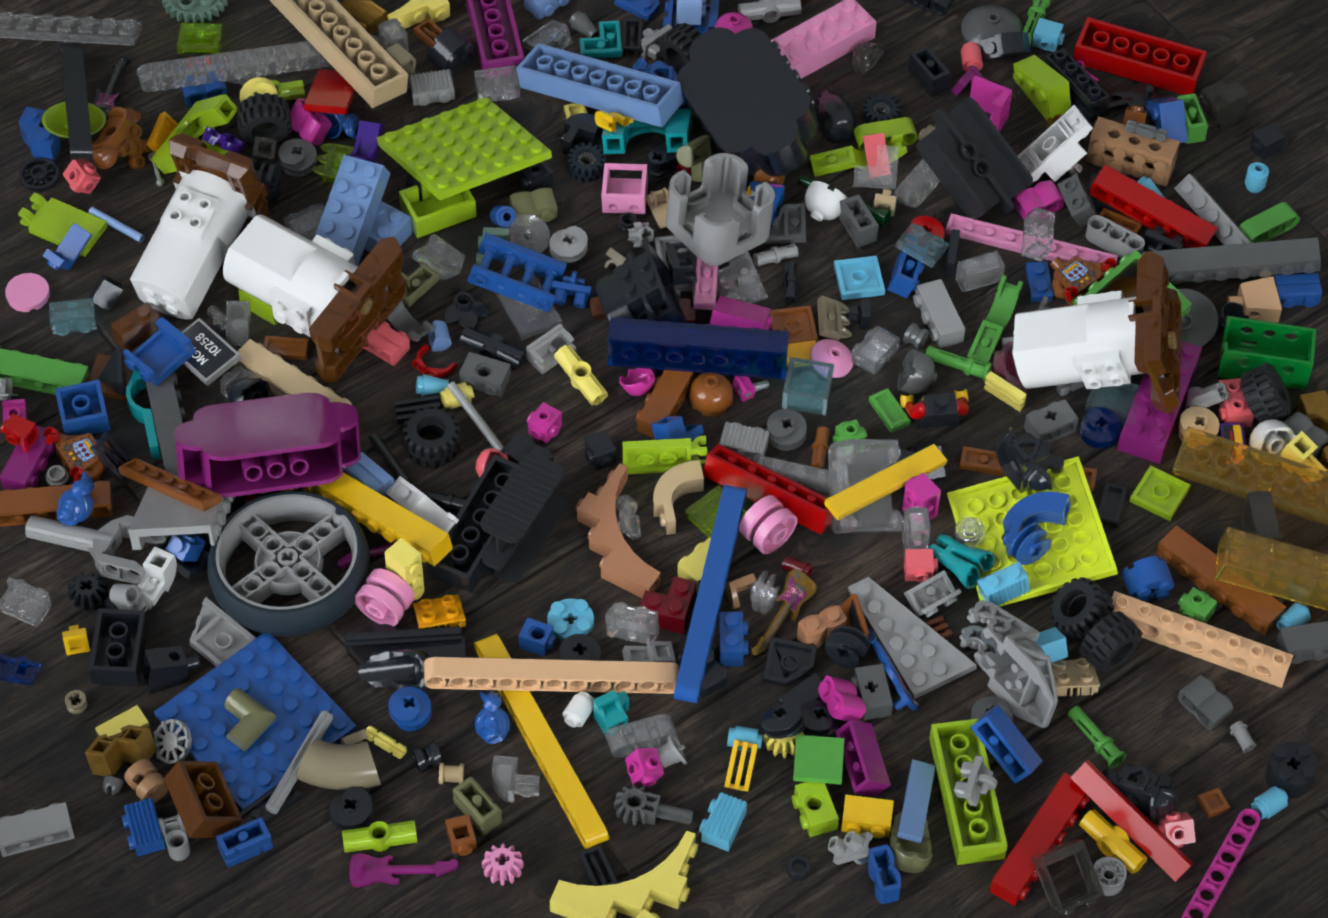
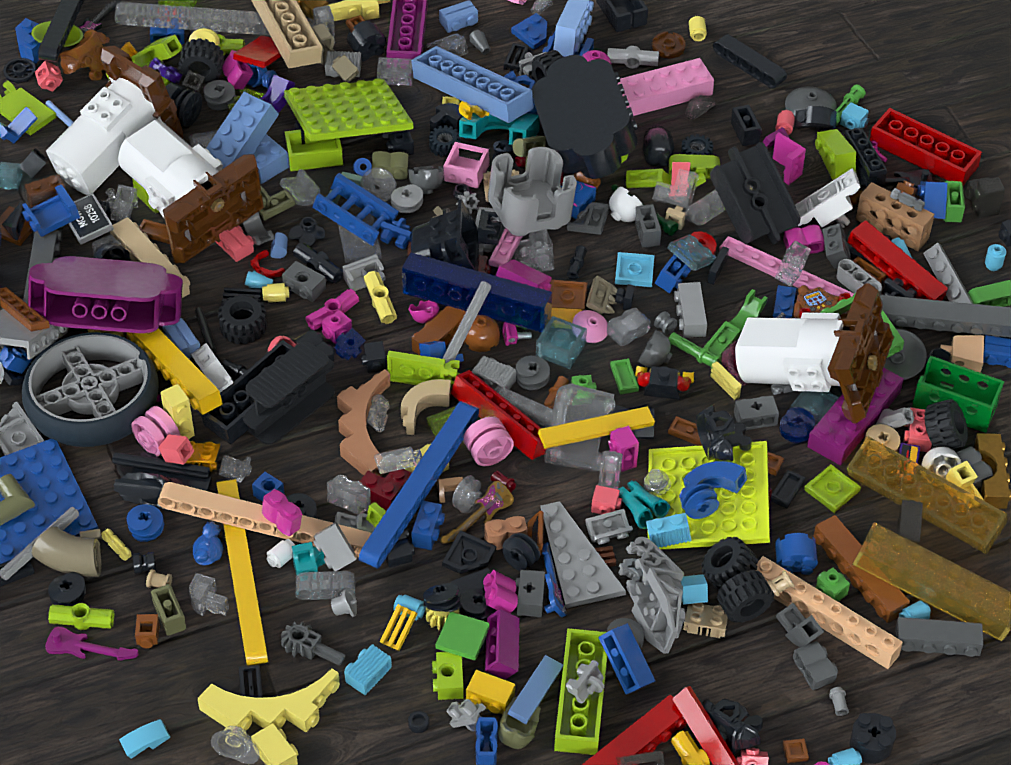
camera: 15 degrees right, 5 degrees down
(141, 414) = (24, 237): teal piece -> none
(419, 614) = (176, 449): none -> coral brick
(440, 94) = (345, 68): none -> dark tan brick
(474, 415) = (282, 309): light grey bar -> none
(489, 621) = (235, 468): none -> clear bracket
(499, 856) = (172, 661): bright pink gear -> none
(538, 393) = (342, 303): none -> dark pink piece
(567, 441) = (349, 344): none -> clear blue brick
(570, 608) = (302, 473): medium azure plate -> none
(570, 663) = (281, 512): none -> dark pink brick
(583, 213) = (426, 178): none -> dark grey cylinder
(607, 45) = (493, 59): teal brick -> none
(642, 689) = (335, 547): none -> light grey brick
(644, 766) = (317, 609): dark pink brick -> none
(673, 641) = (375, 514): none -> lime plate
(679, 571) = (397, 459): none -> clear bracket
(701, 388) = (467, 321): none -> light grey axle
(775, 255) = (572, 239): light grey pin -> none
(979, 271) = (735, 283): clear brick -> none
(1103, 744) = (714, 680): bright green pin -> none
(1146, 619) = (780, 583): none -> tan bush
(1176, 666) = (800, 630): none -> dark grey brick

